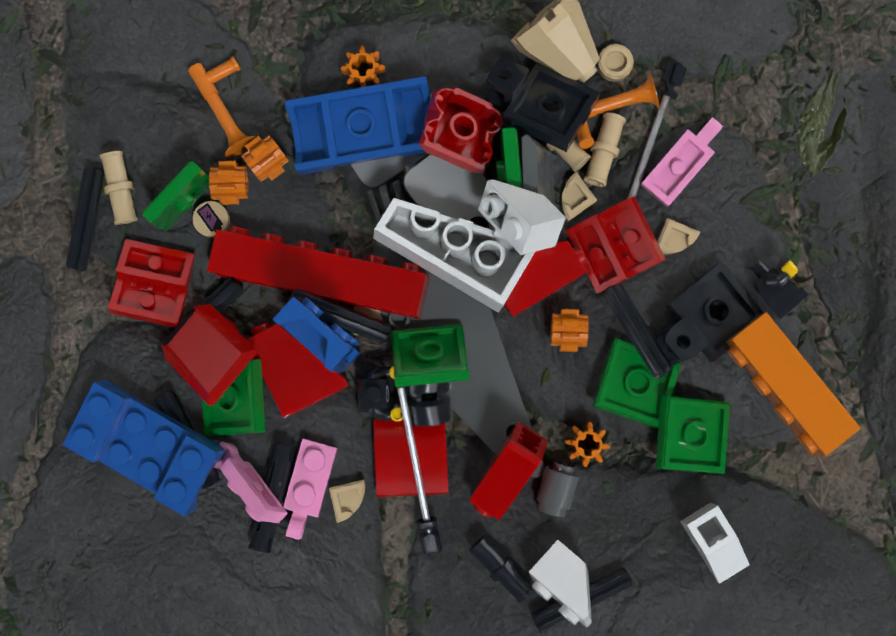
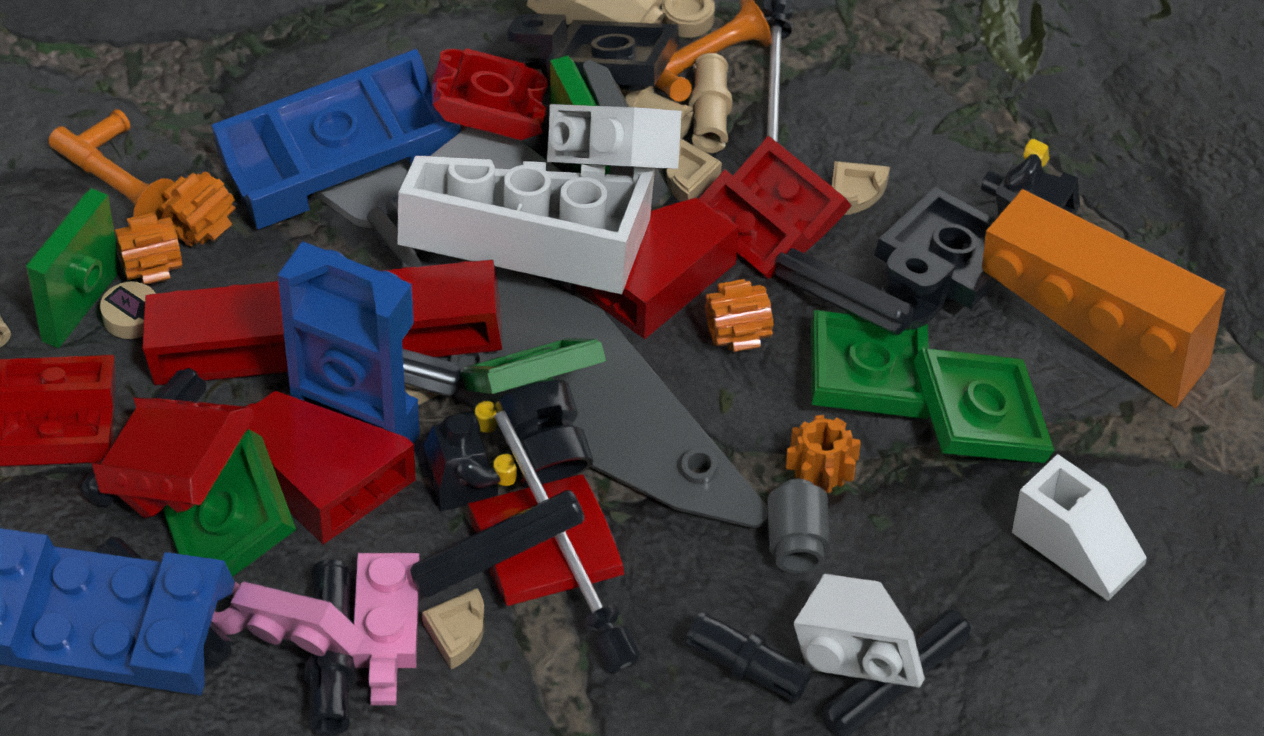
camera: 20 degrees left, 35 degrees down
(354, 65) = (314, 68): orange gear -> none
(379, 468) = (497, 543): none -> black axle
(509, 471) = (710, 494): red slope -> none
(681, 164) = (828, 94): bright pink plate -> none

